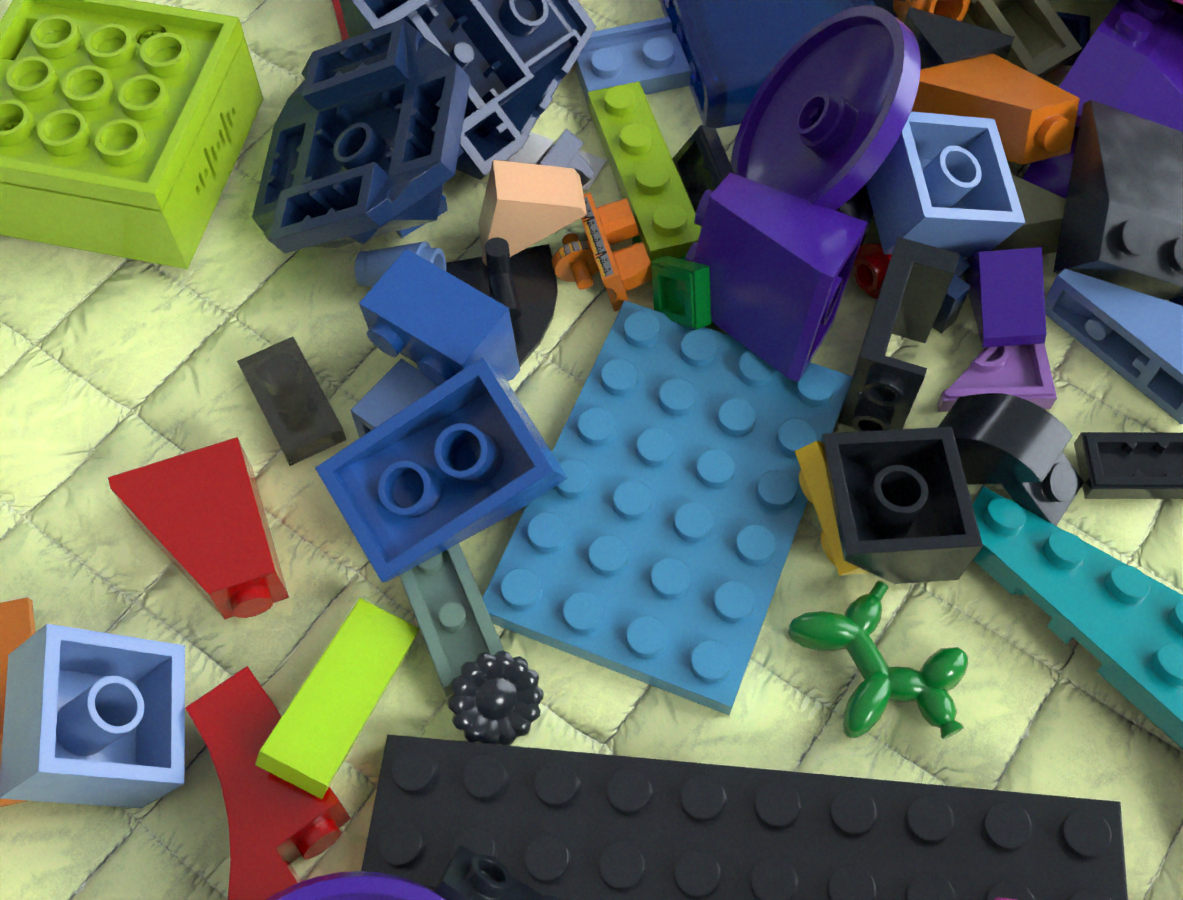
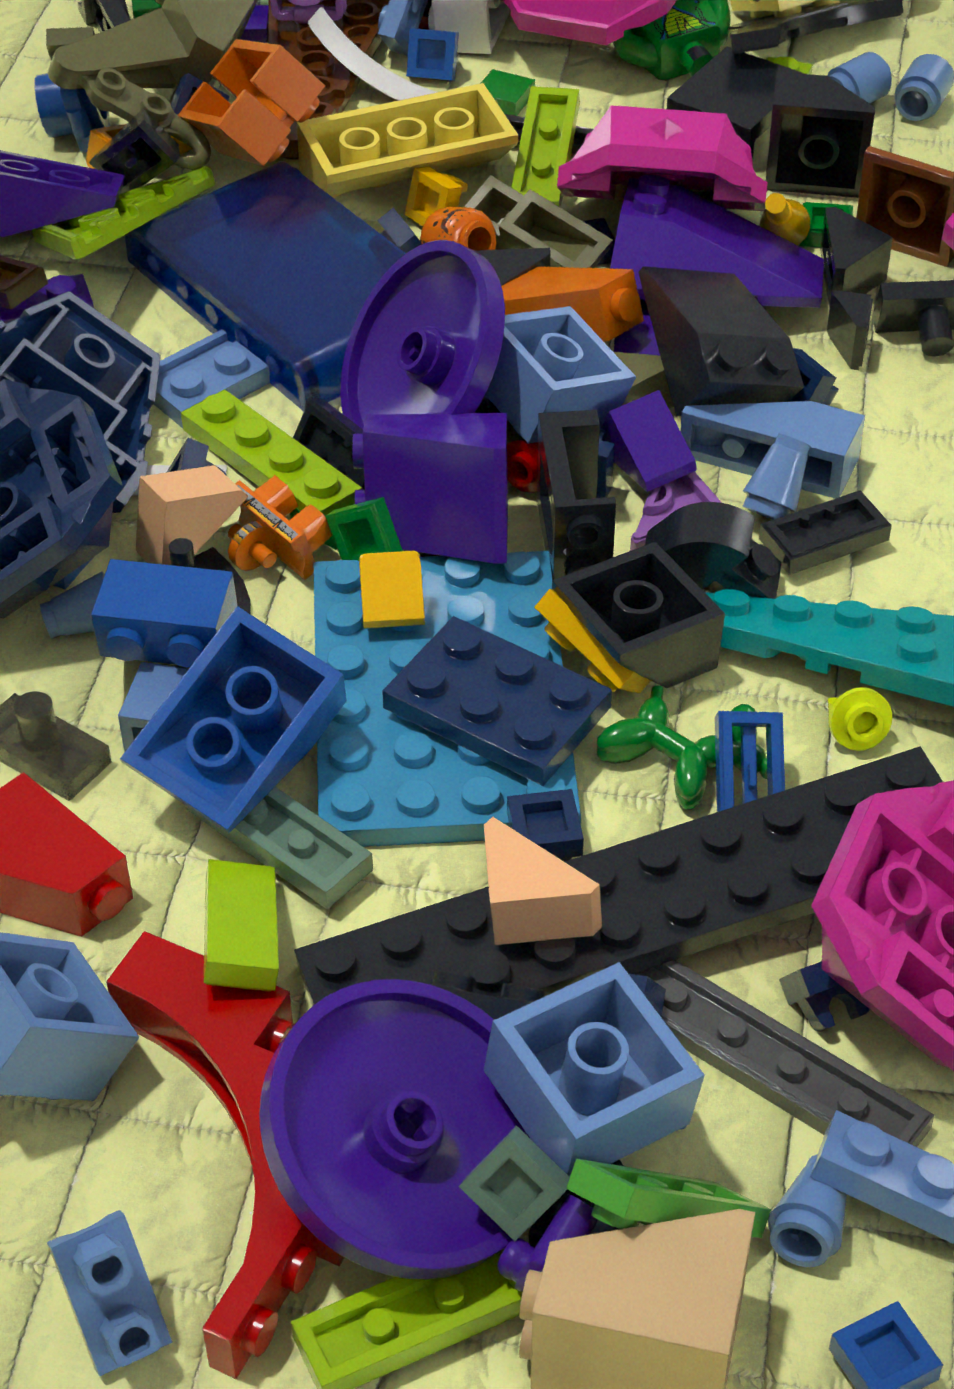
camera: 25 degrees left, 15 degrees down
(495, 698) = (374, 884): black piece -> none
(612, 803) = (536, 892): none -> light nougat slope
(670, 371) = (391, 589): none -> yellow slope
(685, 708) = (548, 821): none -> dark blue tile
(712, 540) = (497, 700): none -> dark blue plate
(903, 714) = (724, 754): none -> blue tile
(1076, 712) = (859, 718): none -> neon yellow plate
(1123, 389) = (778, 479): none -> medium blue cone

